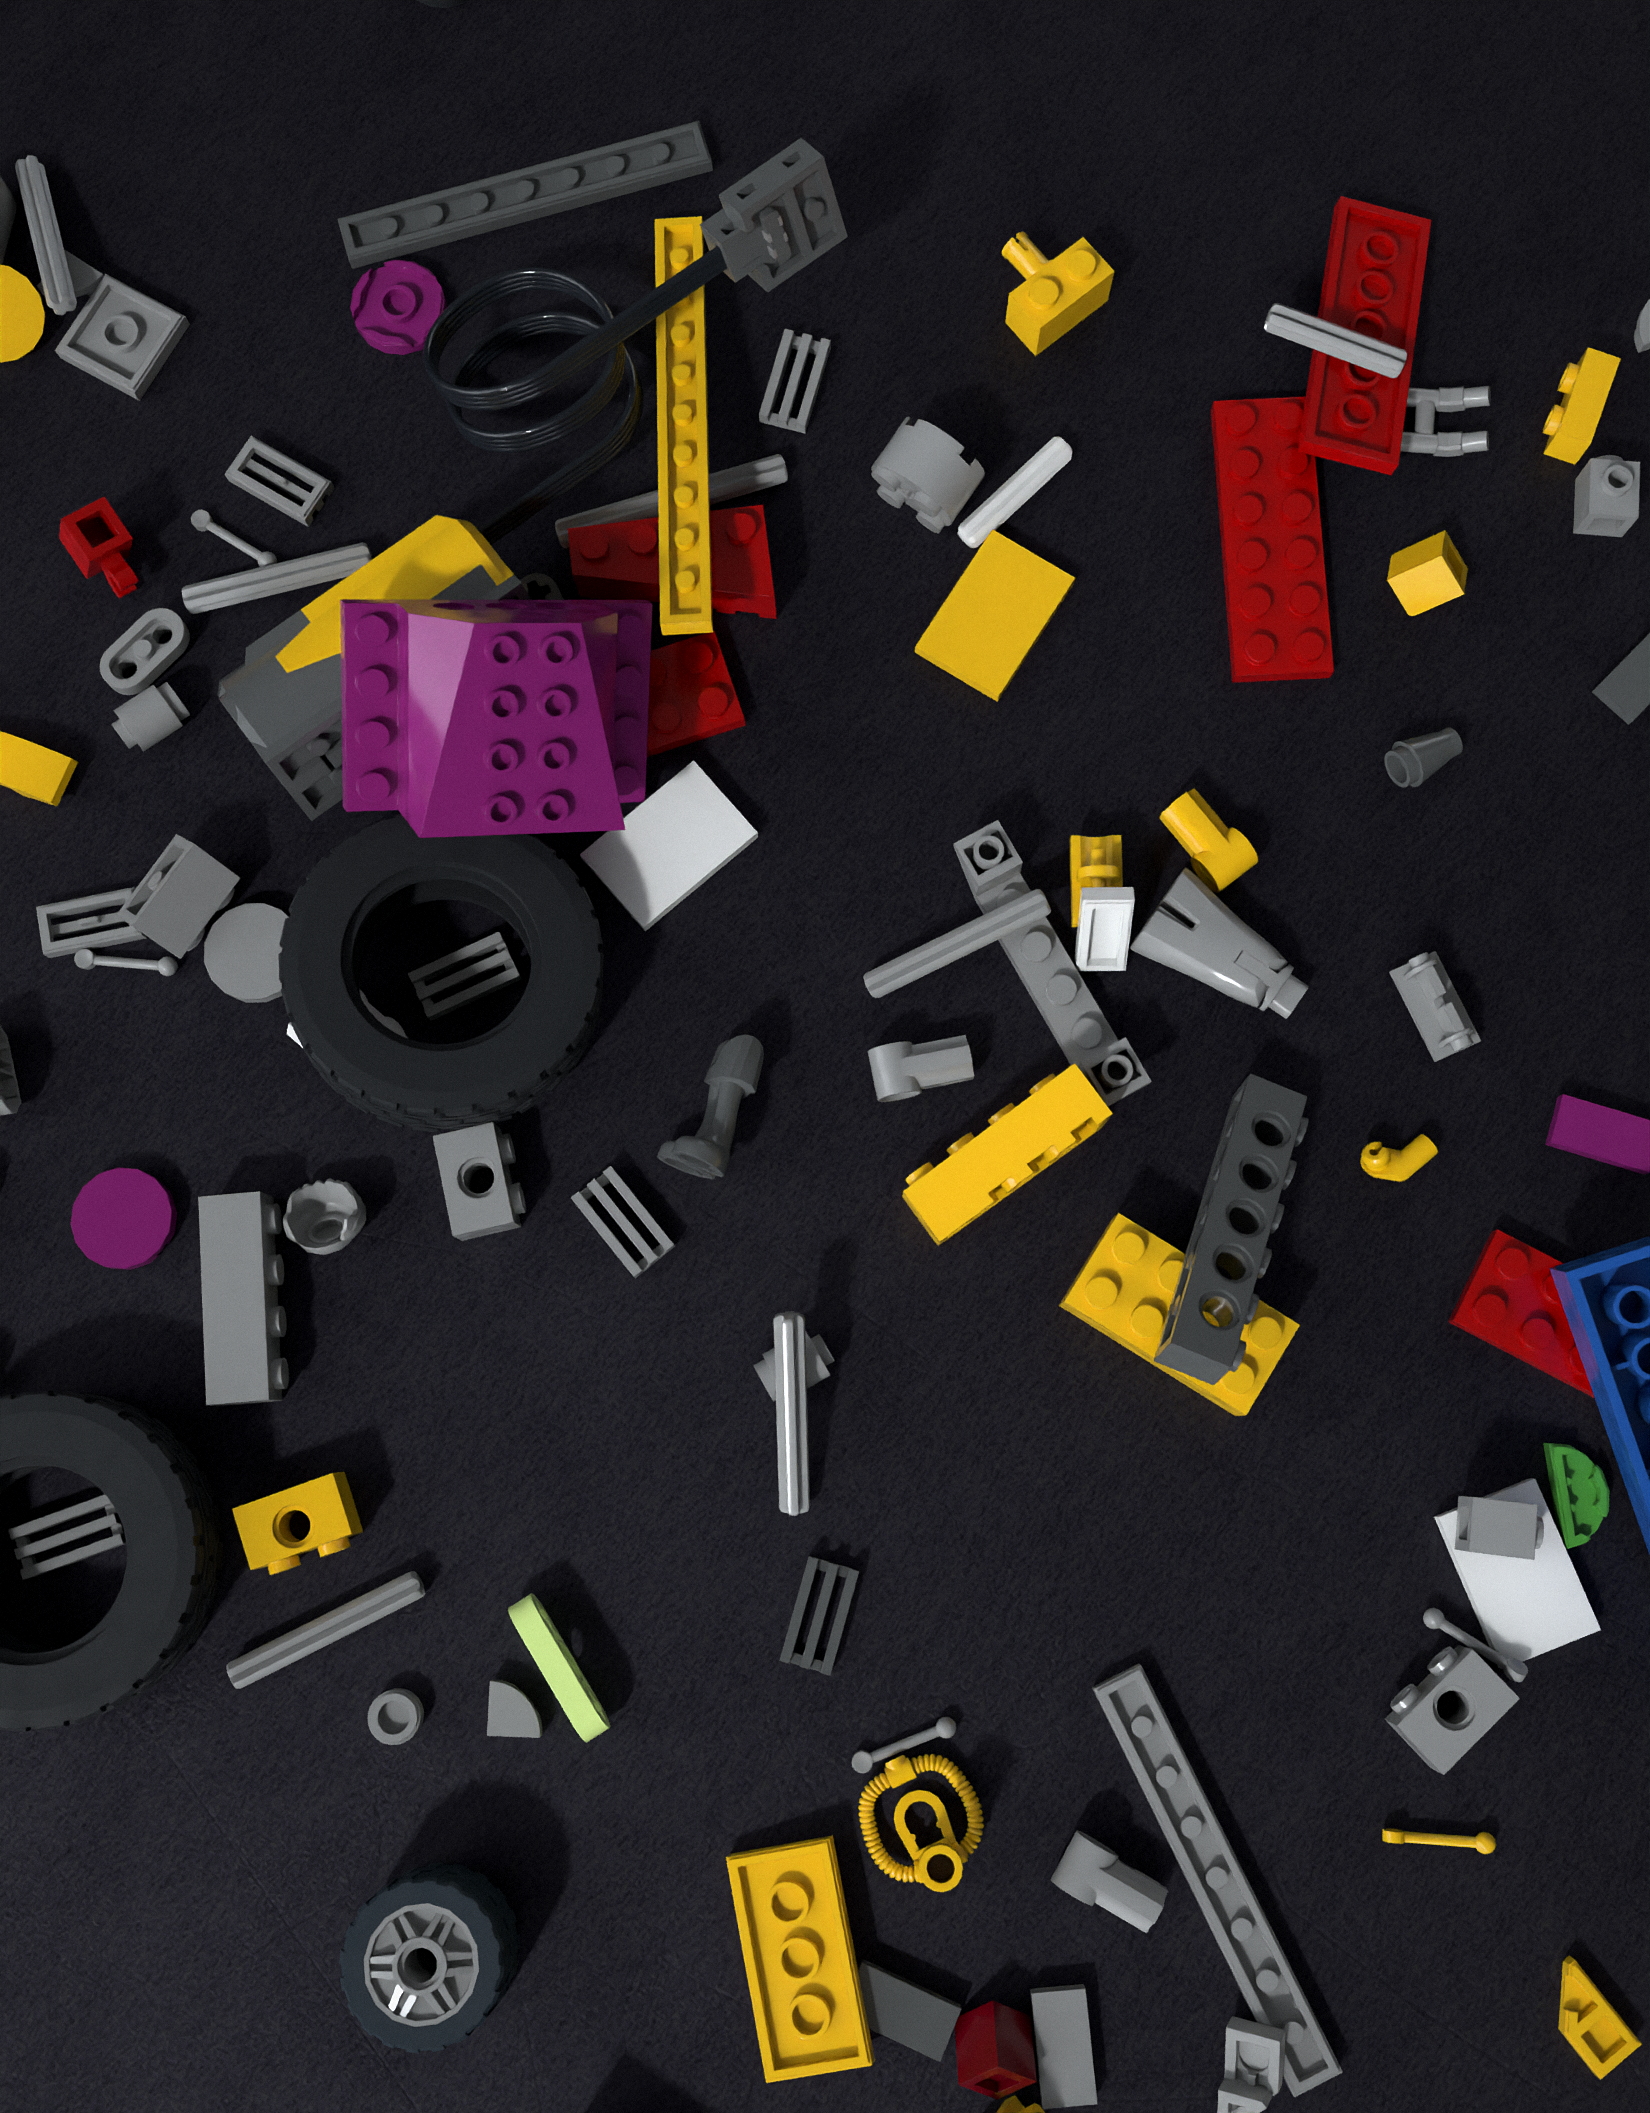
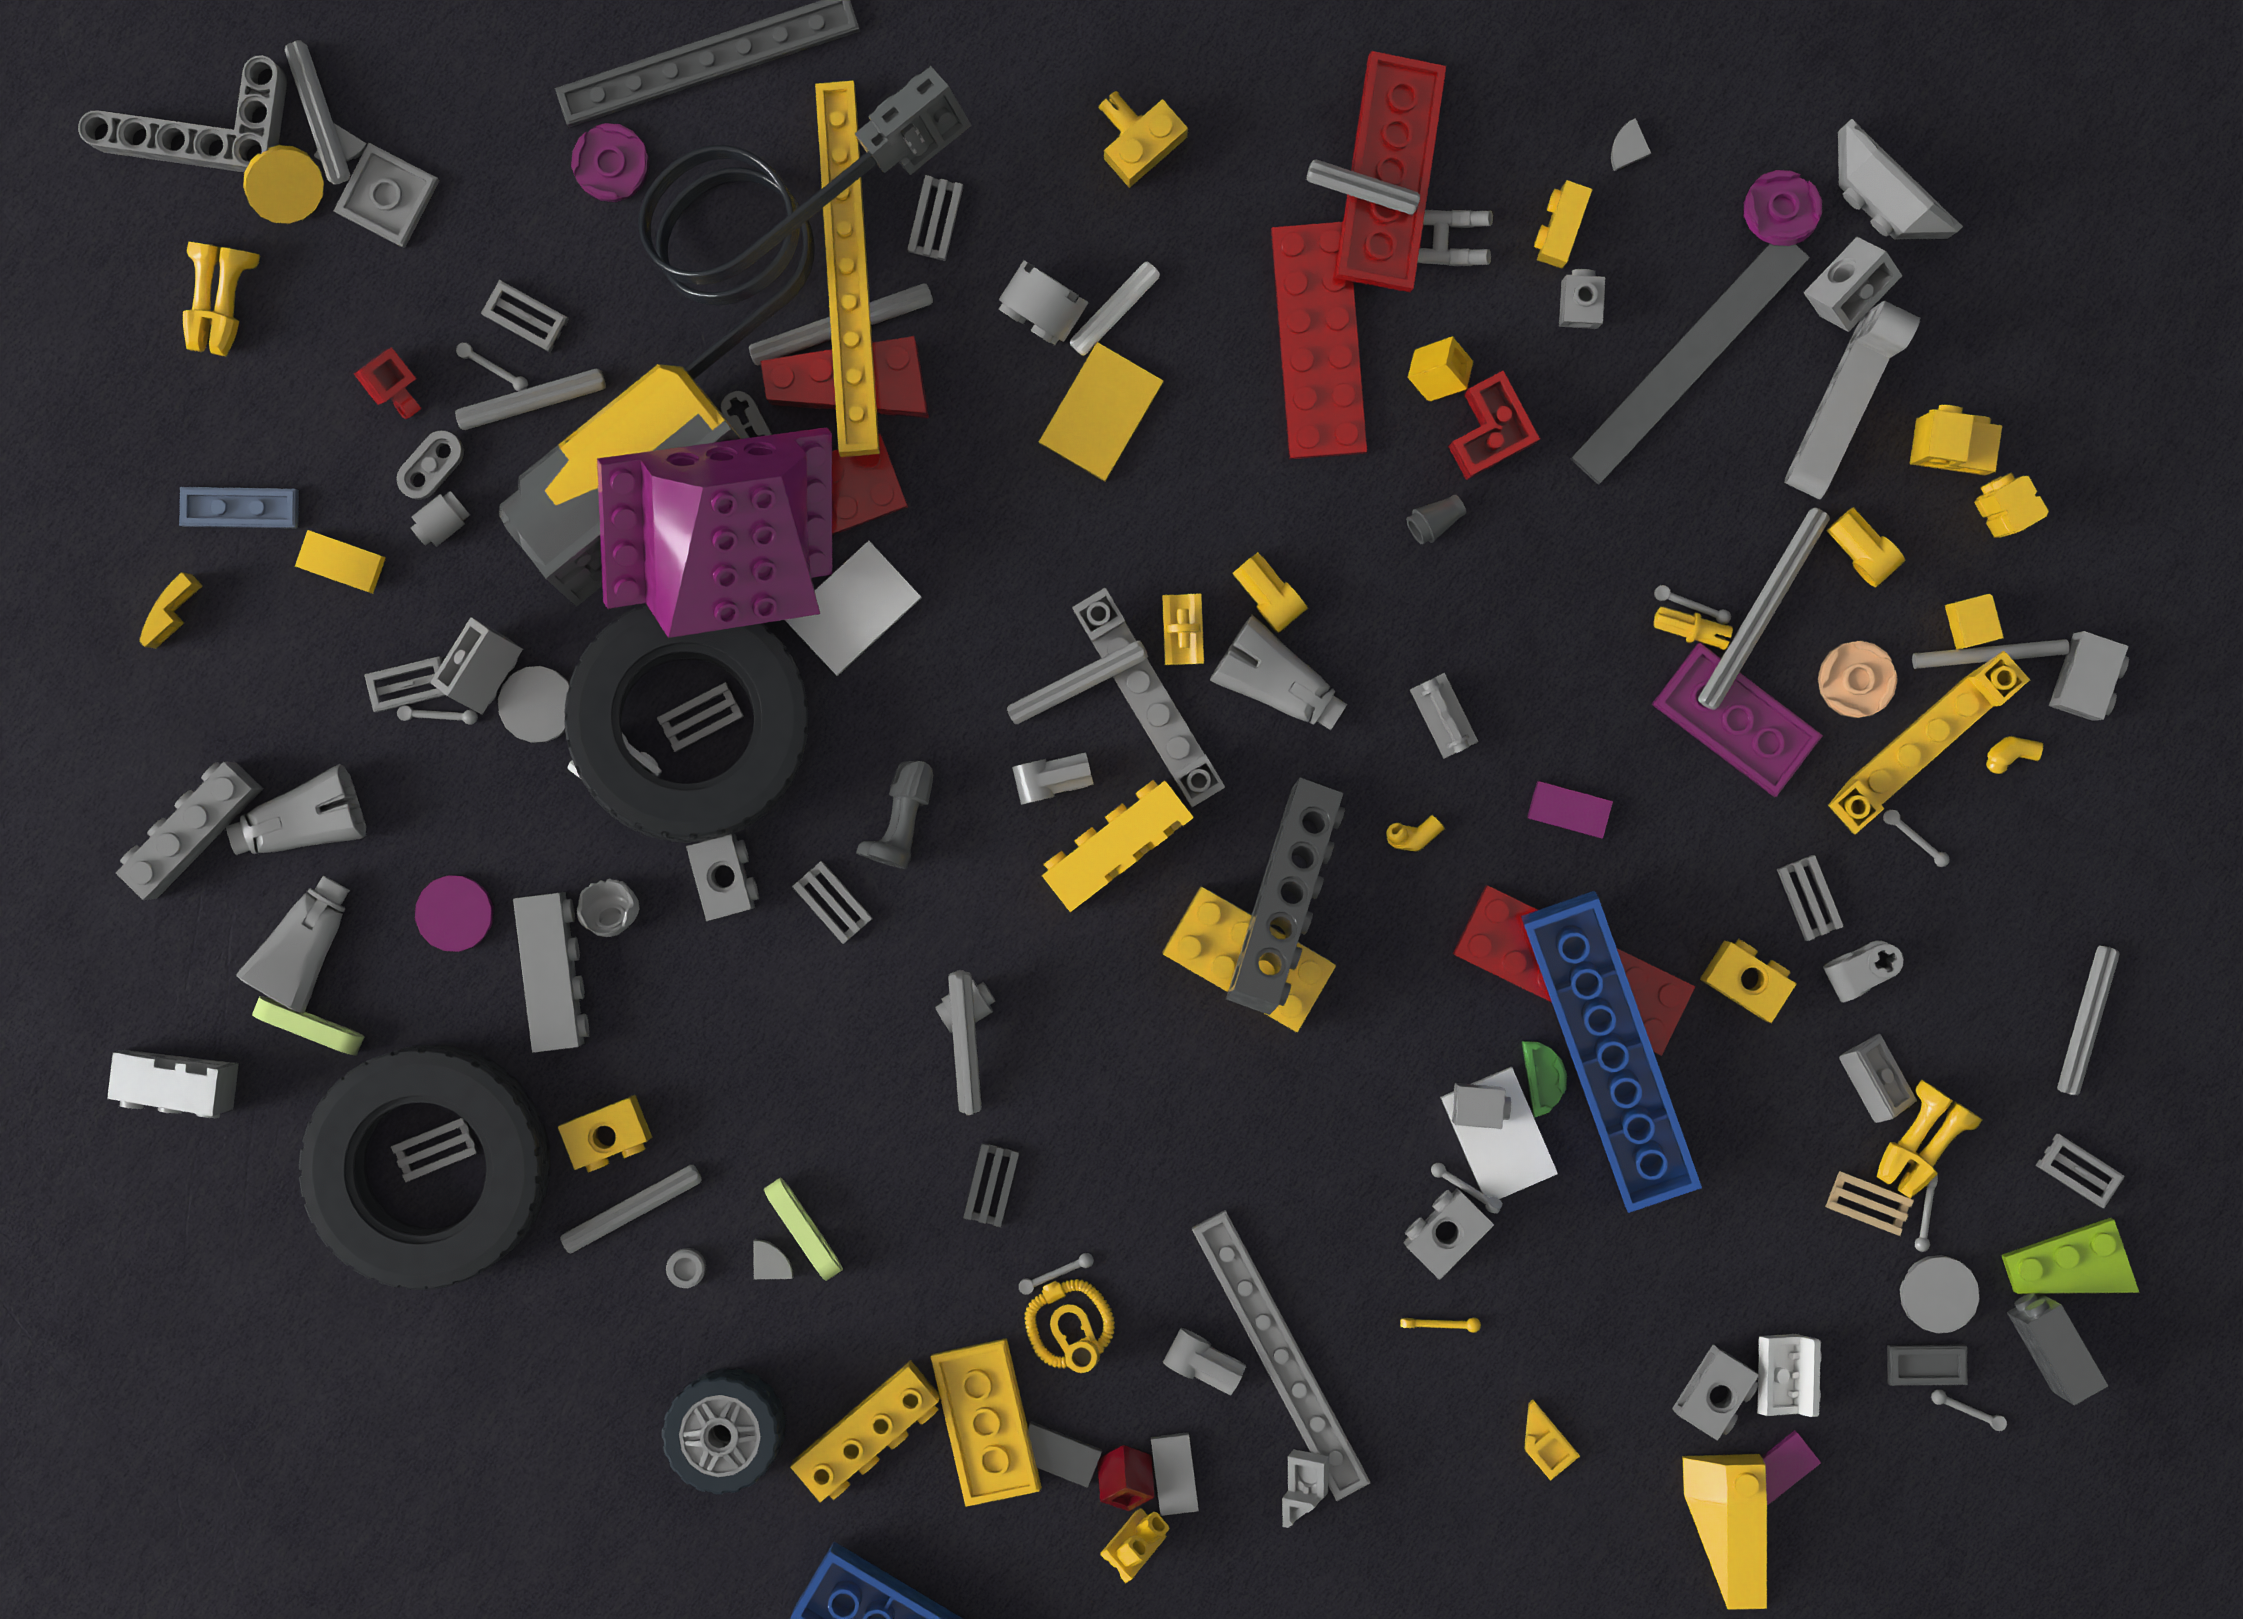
camera: 10 degrees left, 10 degrees up
(629, 1966) = (865, 1432): none -> yellow brick
(1104, 928) = (1188, 669): white tile -> none
(1508, 641) = (1503, 427): none -> red brick

